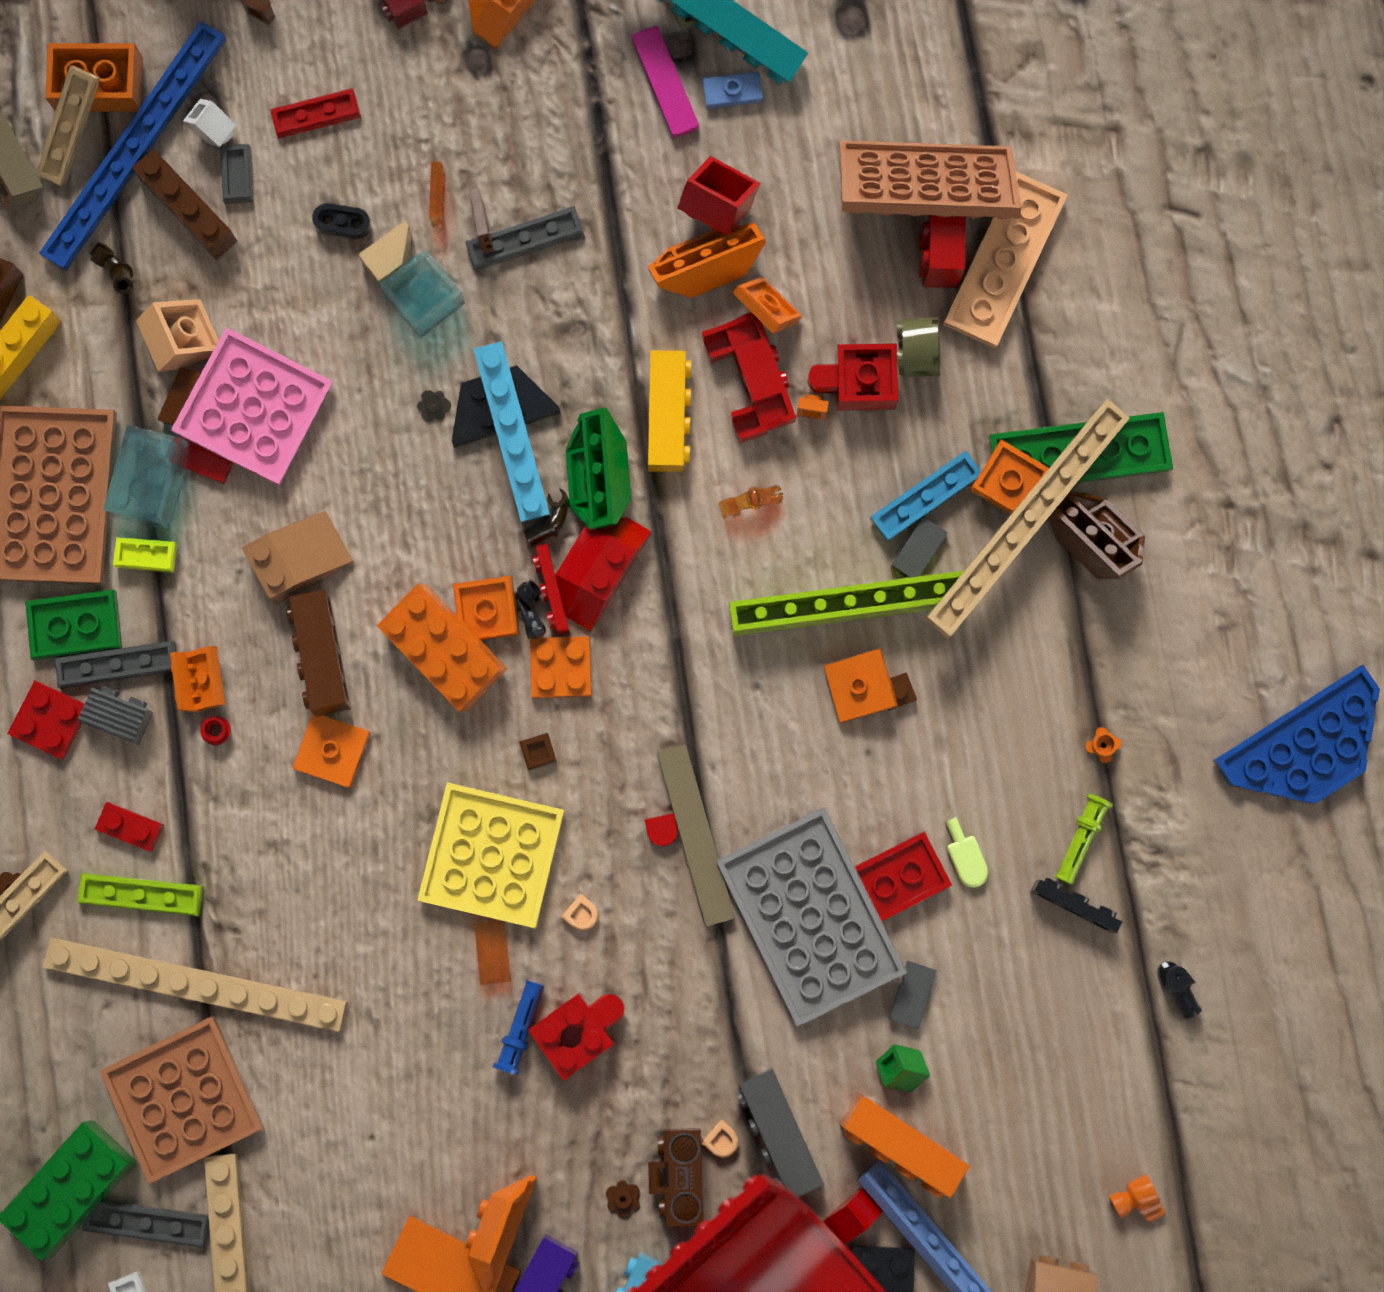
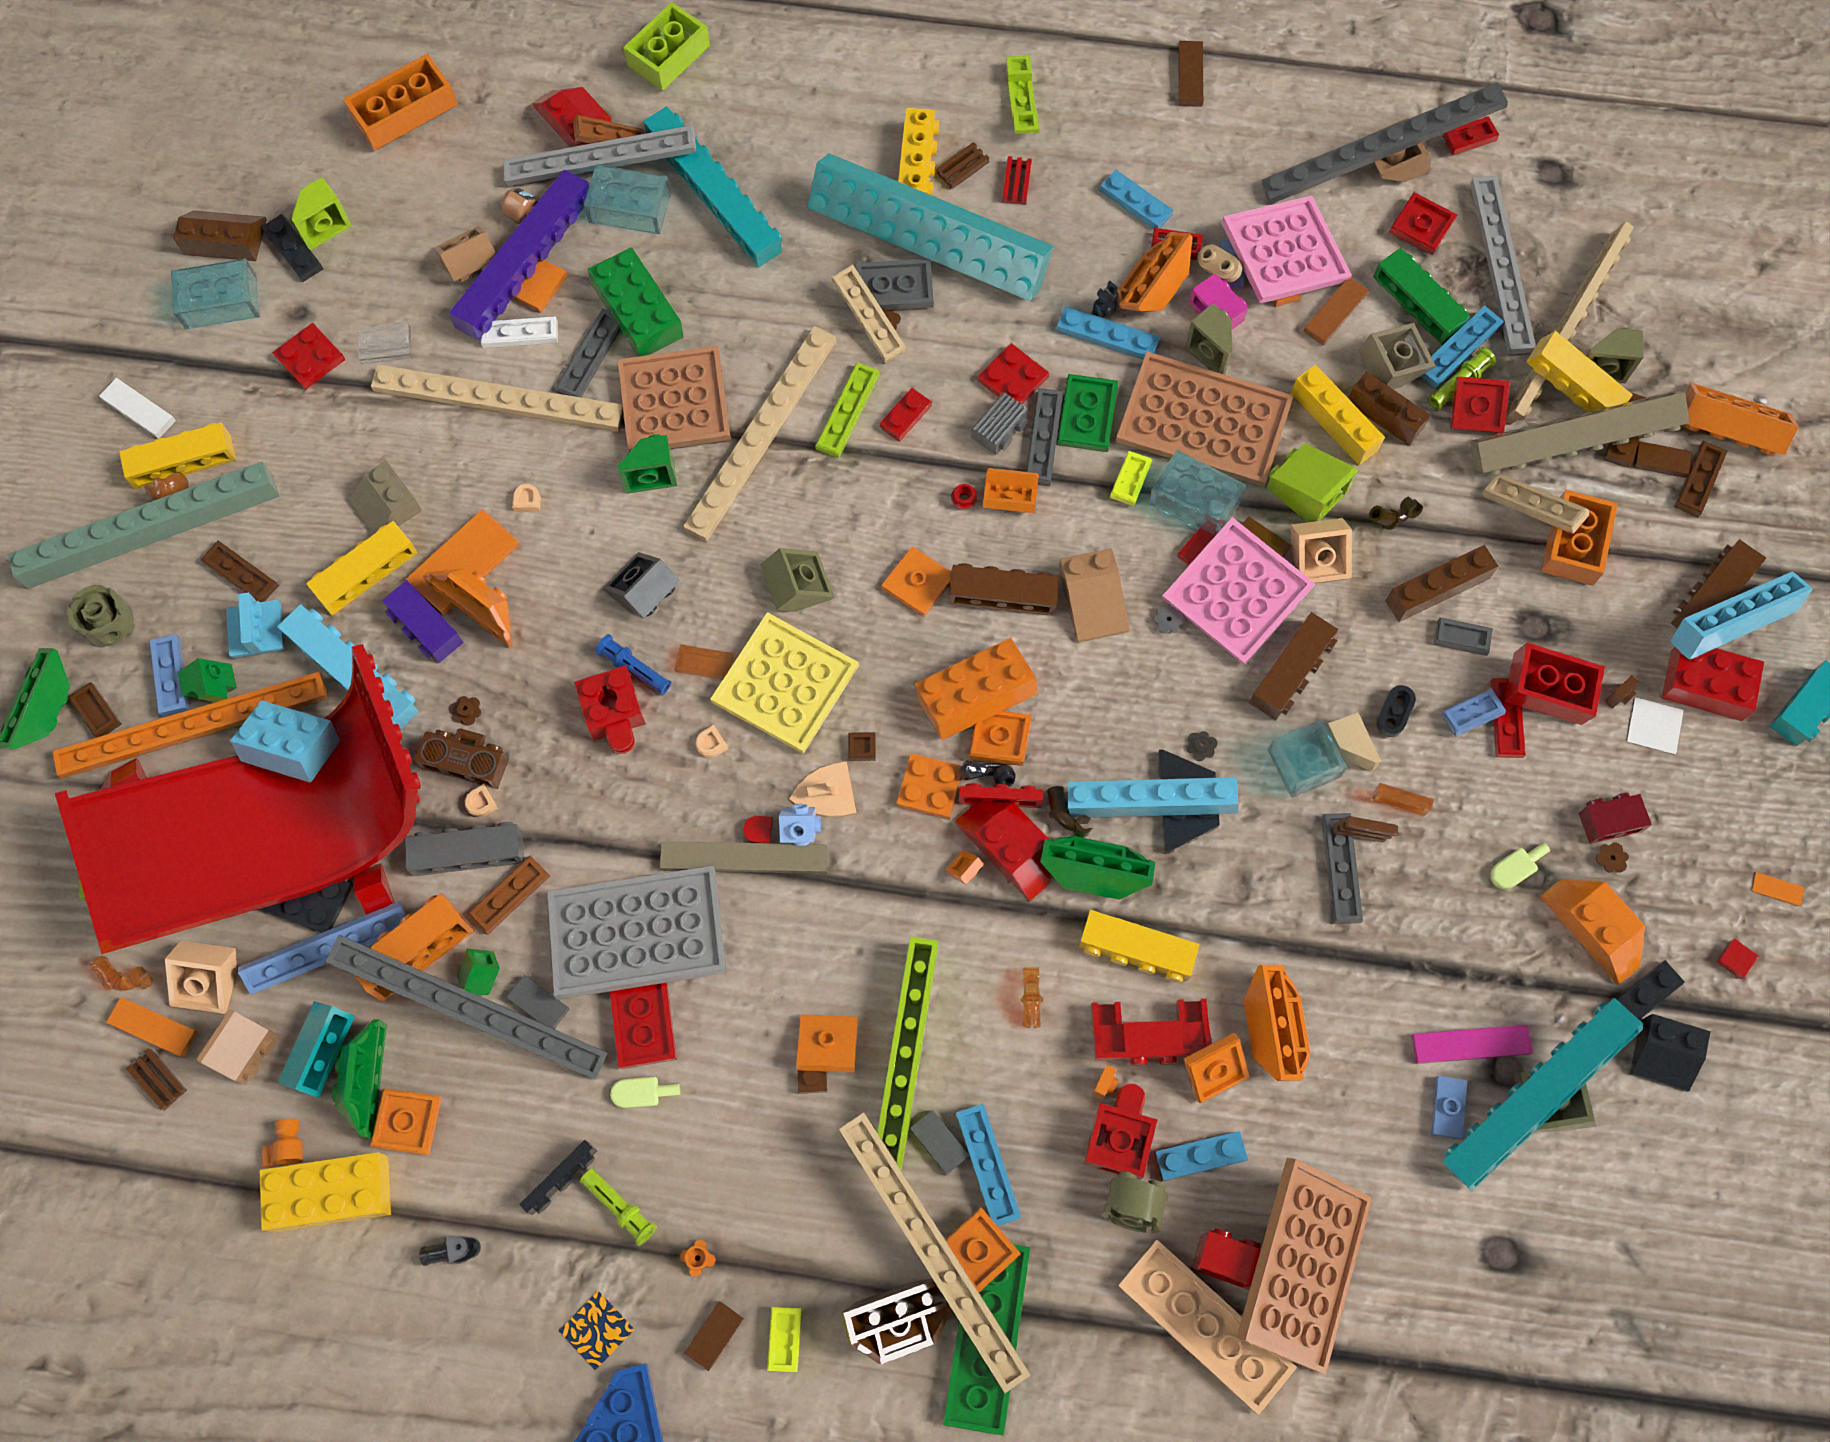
camera: 110 degrees right, 10 degrees down
(101, 361) = (1311, 482): none -> lime slope
(132, 146) = (1511, 558): blue plate -> none
(210, 123) = (1514, 622): white brick -> none
(270, 71) = (1554, 683): none -> red brick
(277, 1091) = (648, 465): none -> green slope
(300, 465) = (1164, 613): none -> flat silver plant
(321, 145) = (1473, 712): none -> medium blue plate
(321, 331) = (1293, 666): none -> reddish brown brick
(352, 1228) = (526, 498): none -> light nougat tile
(368, 881) = (796, 579): none -> olive slope
(422, 1053) = (642, 584): none -> slope
(473, 74) = (1517, 867): none -> yellowish green piece
(598, 773) = (827, 790): none -> light nougat shield
(638, 604) = (964, 867): none -> orange plate
(646, 785) = (799, 824): none -> light blue brick
(718, 195) = (1338, 1053): red piece -> none
(810, 1069) = (509, 894): none -> dark orange tile
(851, 303) = (1201, 1156): none -> dark azure plate
(949, 1060) = (466, 1006): none -> dark grey plate
(1036, 1204) = (316, 1049): none -> teal brick
(1050, 1147) = (360, 1078): none -> green wedge
(1074, 1083) = (406, 1121): none -> orange plate
(1148, 637) = (784, 1339): none -> neon yellow plate
(1167, 705) = (714, 1335): none -> reddish brown tile
(1170, 1136) = (325, 1192): none -> yellow brick
(1199, 820) = (596, 1330): none -> sticker

